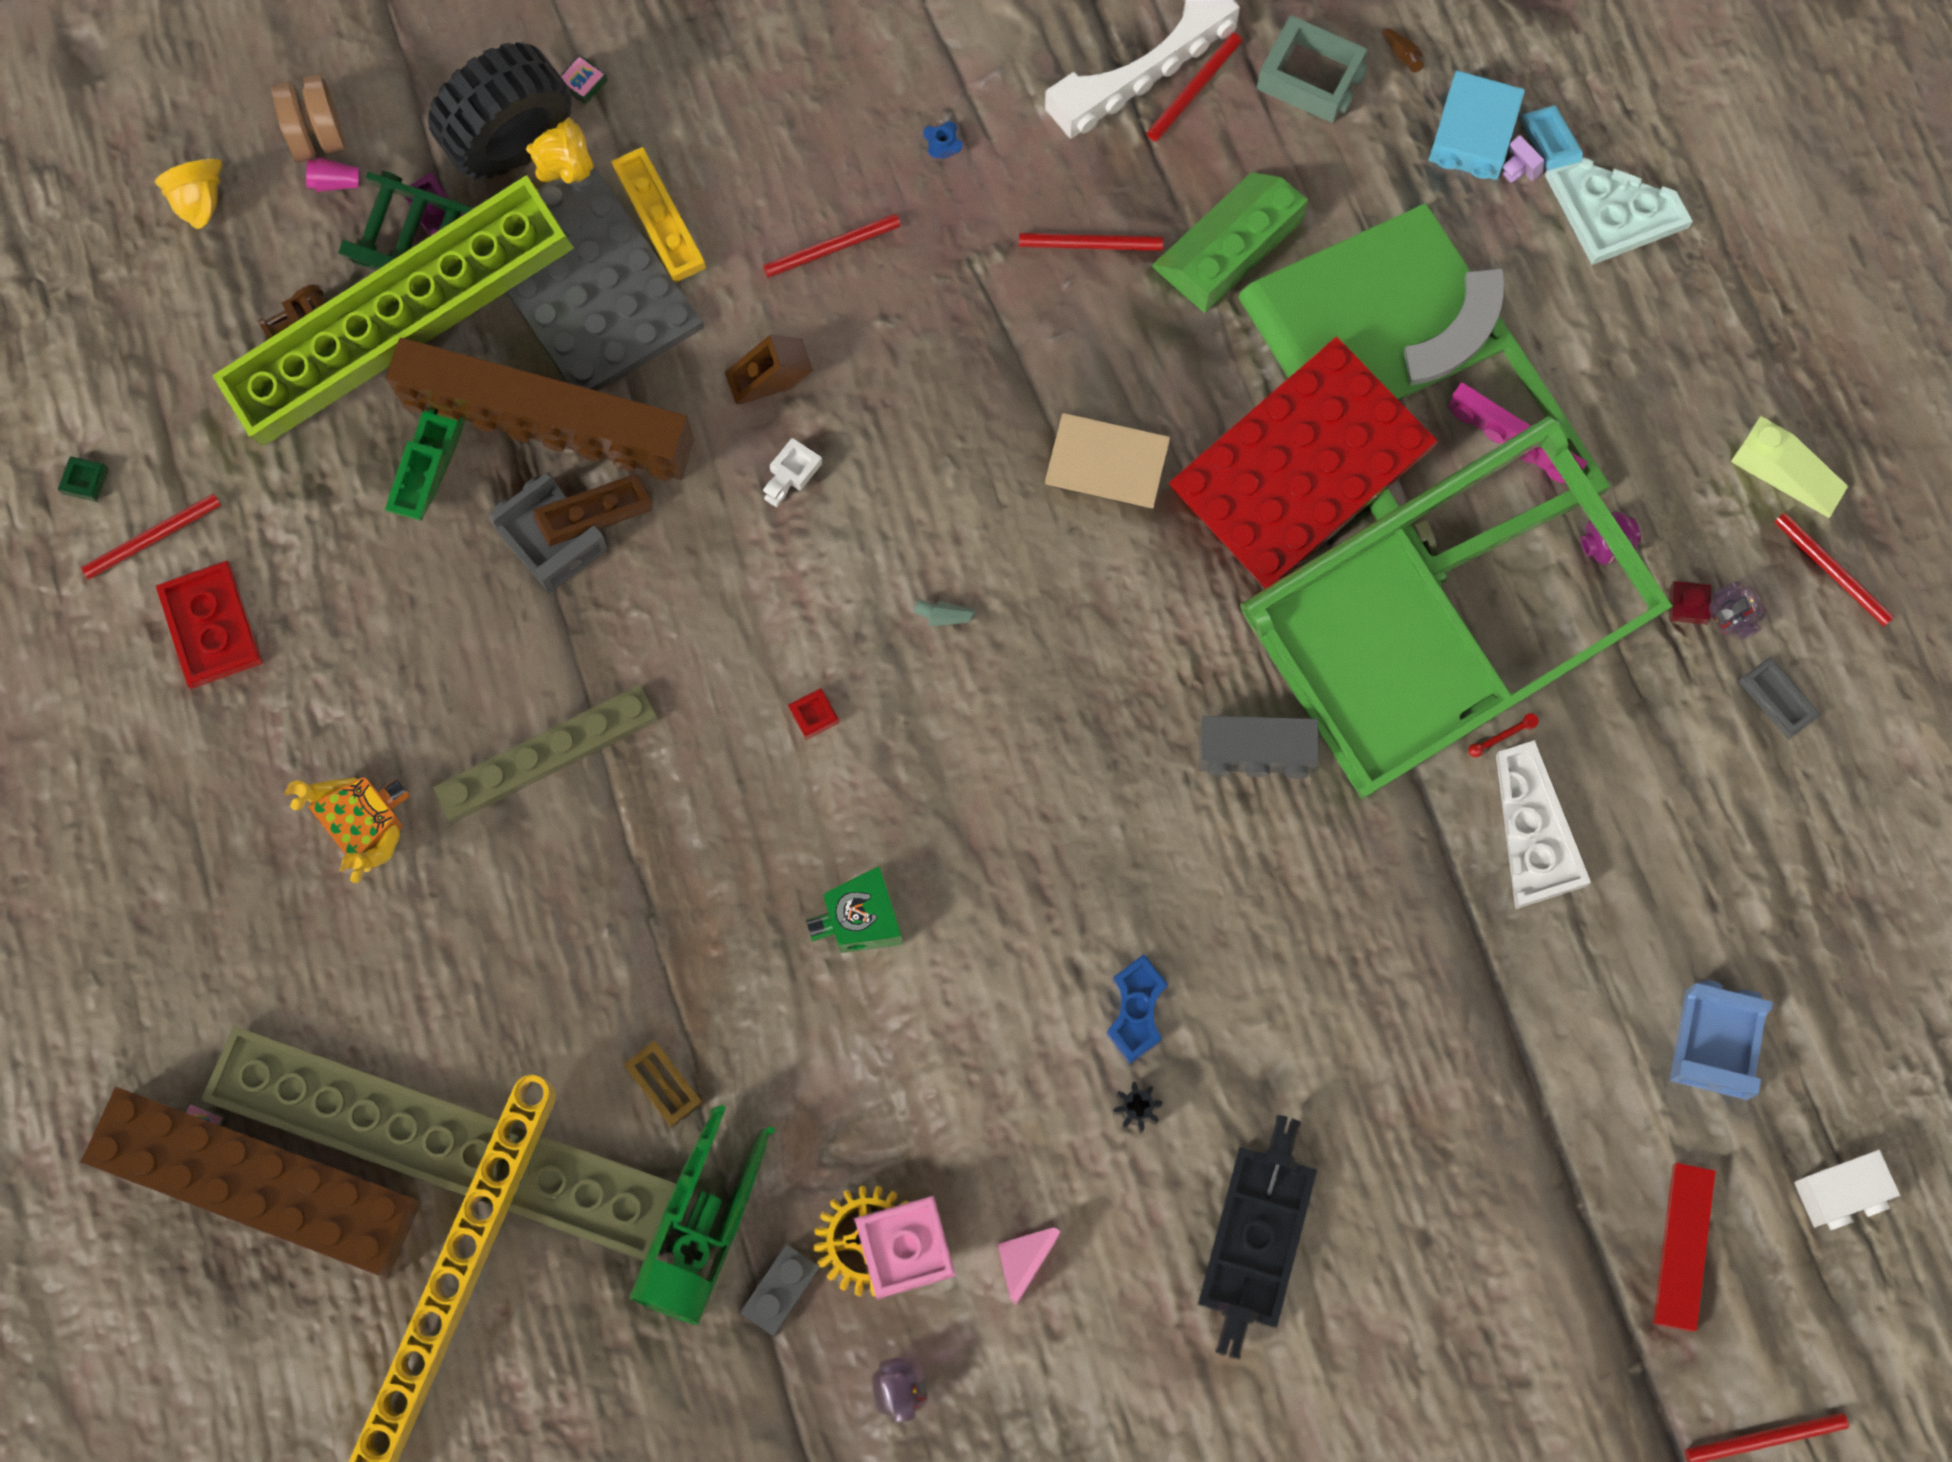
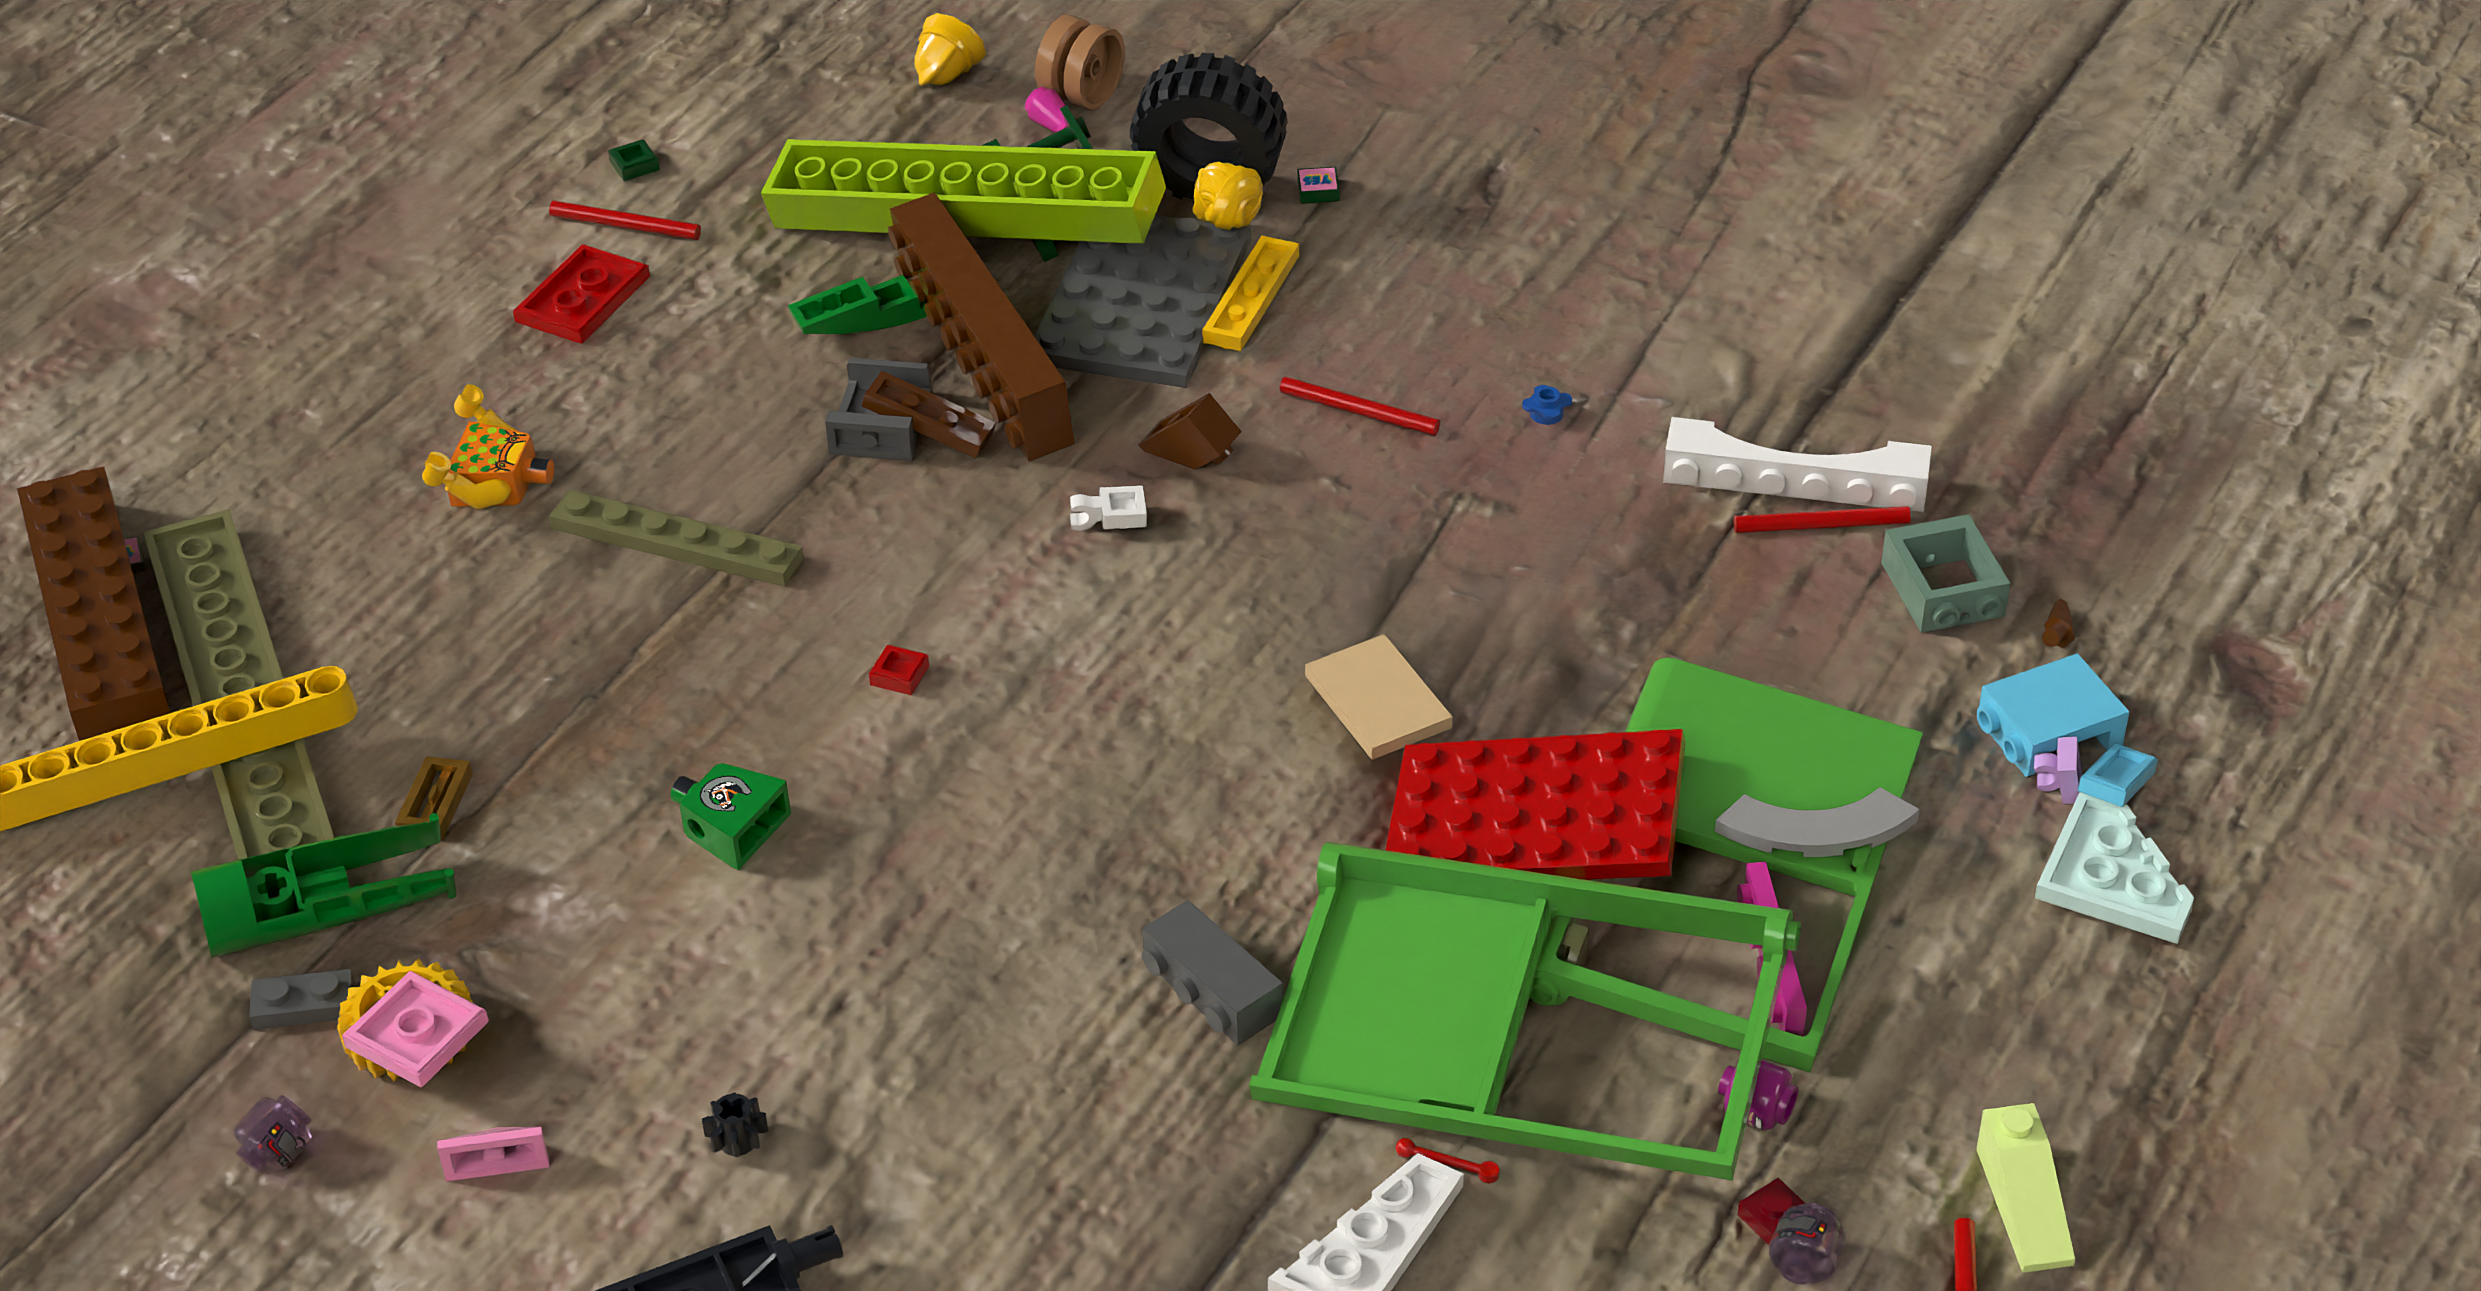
camera: 50 degrees right, 30 degrees down
(944, 613) = (1095, 687): sand green bar -> none
(1088, 241) = (1579, 552): red bar -> none
(1135, 1028) = (823, 1078): blue tile -> none
(1232, 238) = (1711, 635): bright green slope -> none

